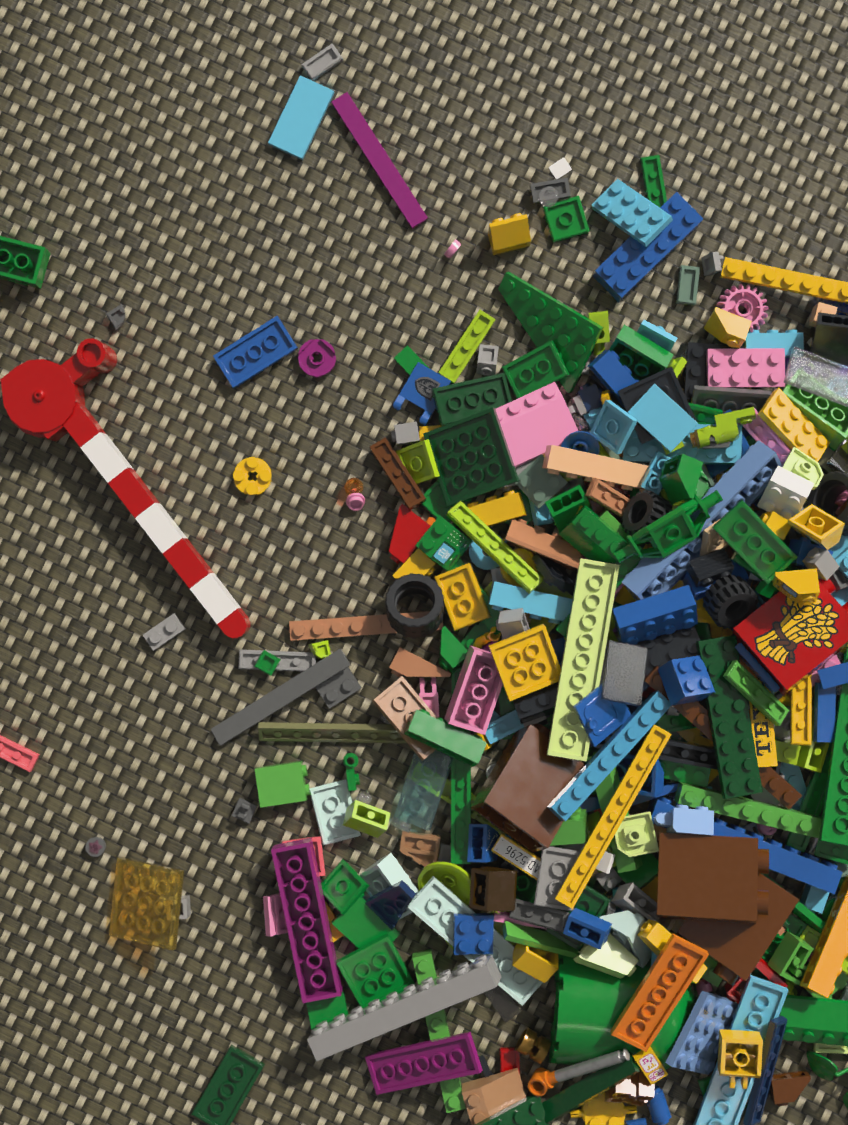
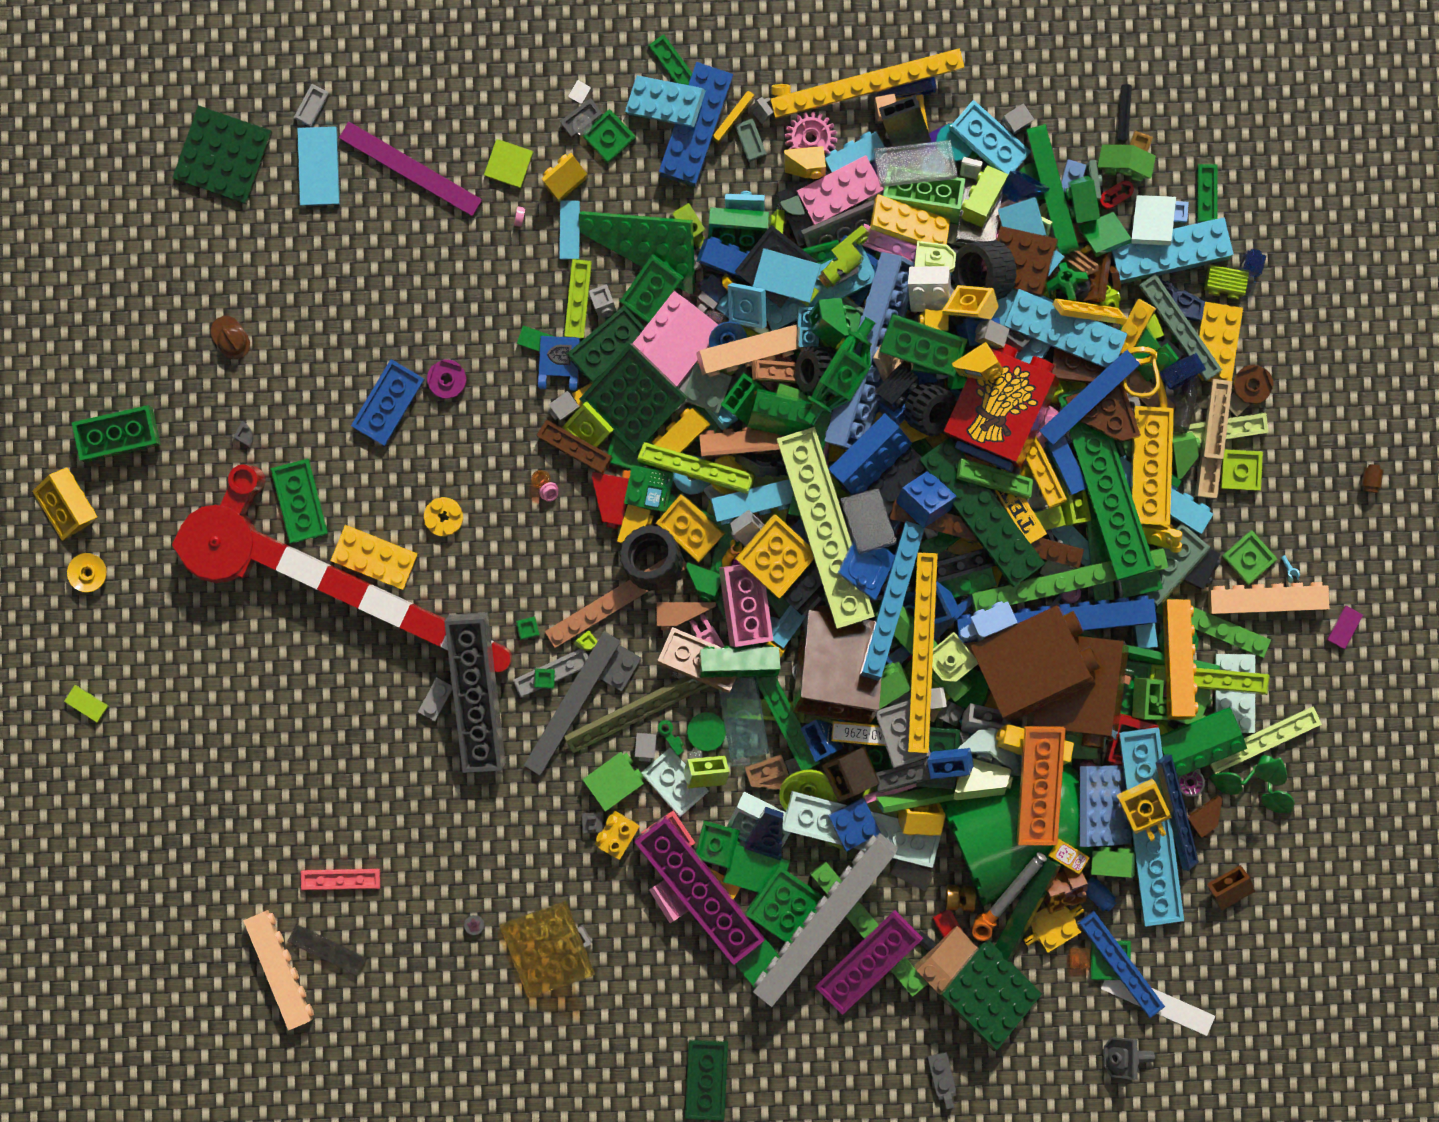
camera: 30 degrees left, 0 degrees up
(135, 398) = (299, 501): none -> green tile
(149, 227) = (230, 337): none -> reddish brown piece
(174, 480) = (374, 557): none -> yellow plate
(199, 644) = (475, 692): none -> dark grey brick
(223, 65) = (222, 154): none -> dark green plate
(259, 833) = (616, 835): none -> yellow brick
(276, 611) = (528, 628): none -> green tile
(325, 768) = (645, 746): none -> light grey brick
(385, 782) = (706, 731): none -> green tile
(466, 198) = (508, 163): none -> lime tile
(490, 283) = (569, 230): none -> medium azure tile
(683, 257) = (733, 117): none -> yellow tile
(686, 1087) = (1112, 862): none -> bright green brick
(697, 360) = (793, 206): none -> sand green tile
(737, 254) = (780, 89): none -> yellow tile
(791, 1055) = (1196, 787): none -> wheel

